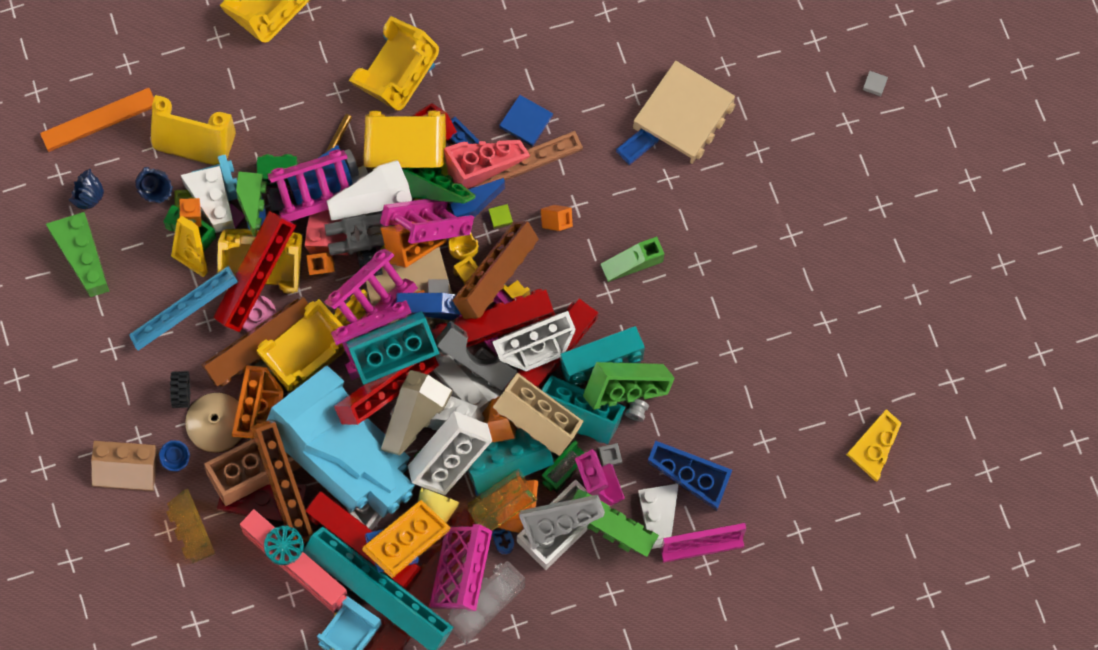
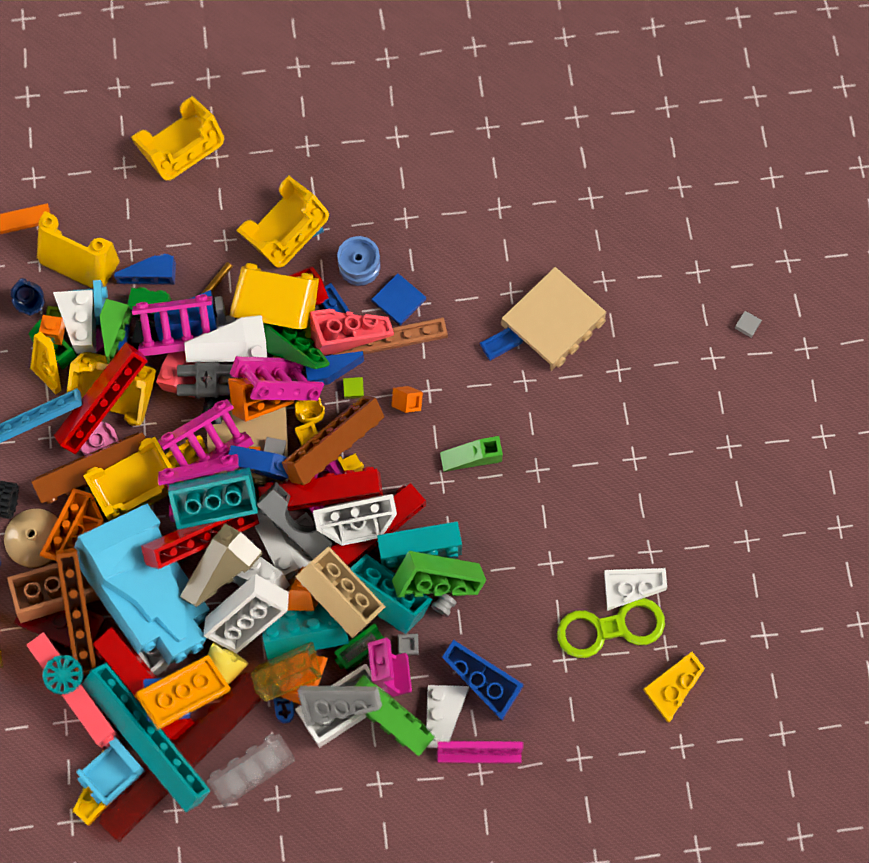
camera: 15 degrees right, 0 degrees up
(273, 136) = (149, 271): none -> blue slope
(320, 263) = (167, 402): orange brick -> none
(472, 568) = (240, 735): dark pink fence -> none
(479, 89) = (359, 260): none -> medium blue wheel
(803, 402) = (610, 628): none -> lime bar
(814, 357) = (632, 584): none -> white wing

